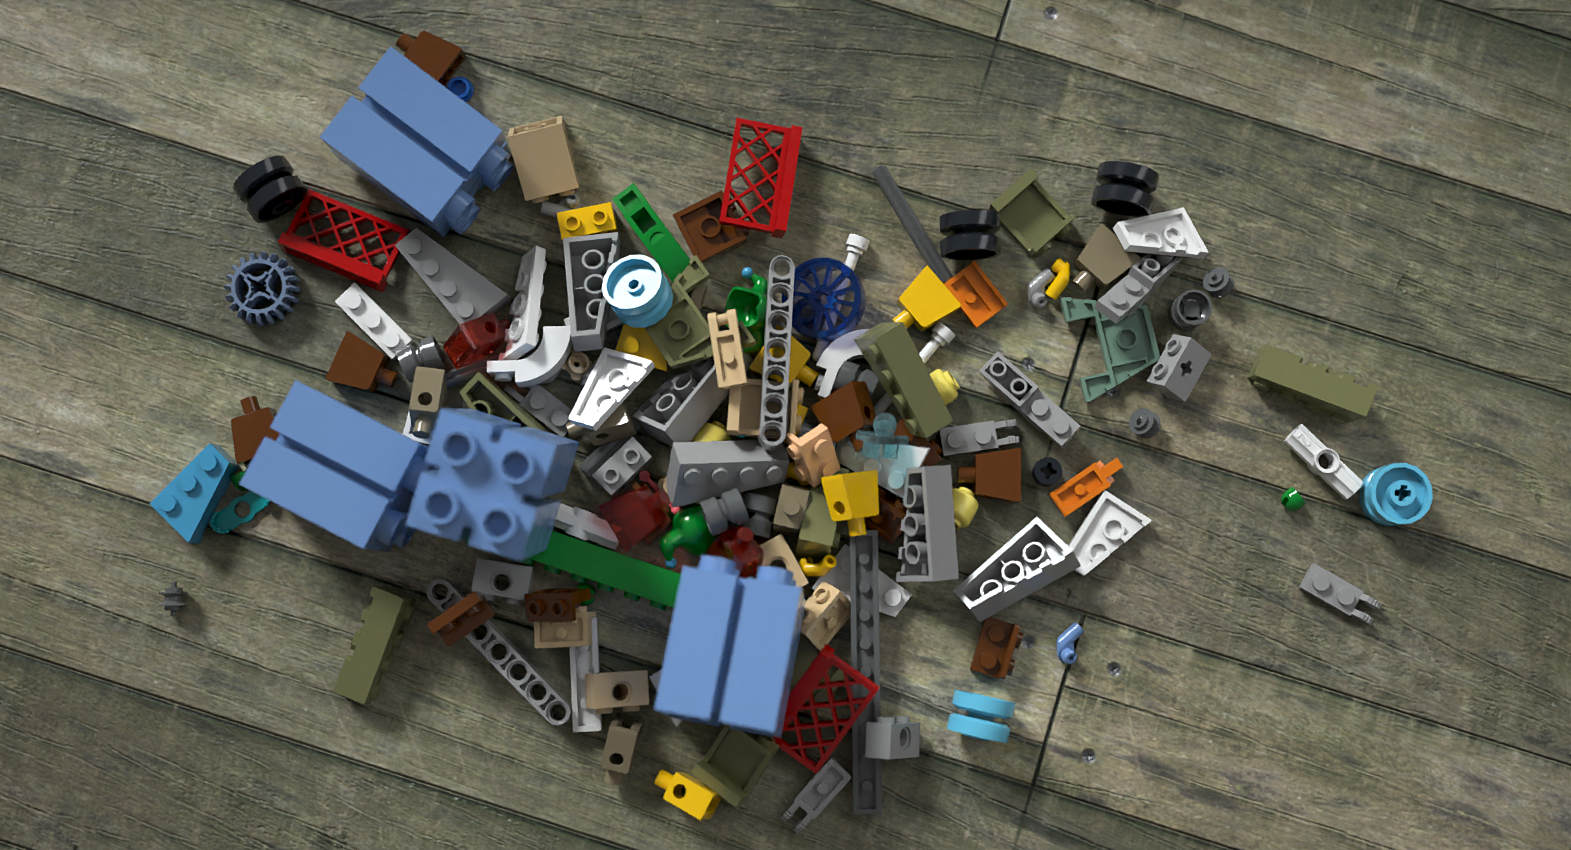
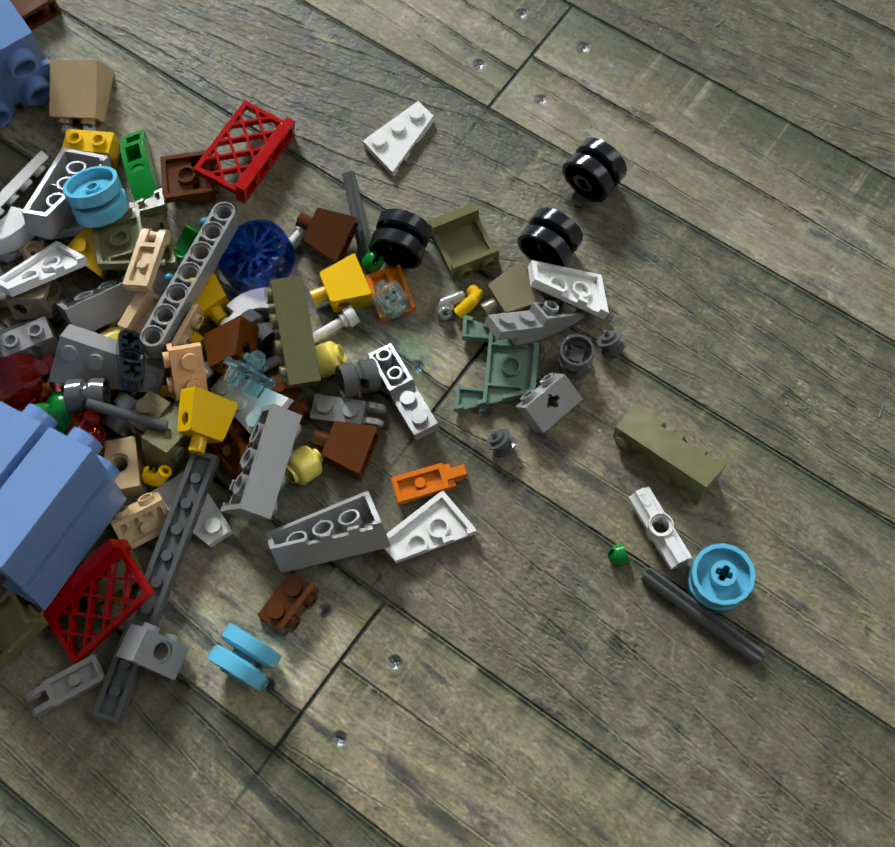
camera: 25 degrees right, 15 degrees down
(461, 88) = (43, 30): blue plate -> none
(757, 475) = (125, 367): none -> black beam
(777, 521) = (127, 415): none -> dark grey bar
(890, 248) = (329, 232): none -> reddish brown torso
(915, 107) = (395, 139): none -> white wing
(947, 267) = (368, 259): none -> green hinge
(978, 403) = (358, 378): none -> dark grey wheel
(985, 307) = (390, 299): none -> clear light blue head
(1042, 473) = (399, 464): black wheel -> none
(1065, 643) = (356, 621): medium blue arm -> none
(1144, 93) = (594, 169): none -> black wheel
(1337, 593) = (636, 658): light grey hinge -> none
(1386, 533) = (703, 616): none -> dark grey axle

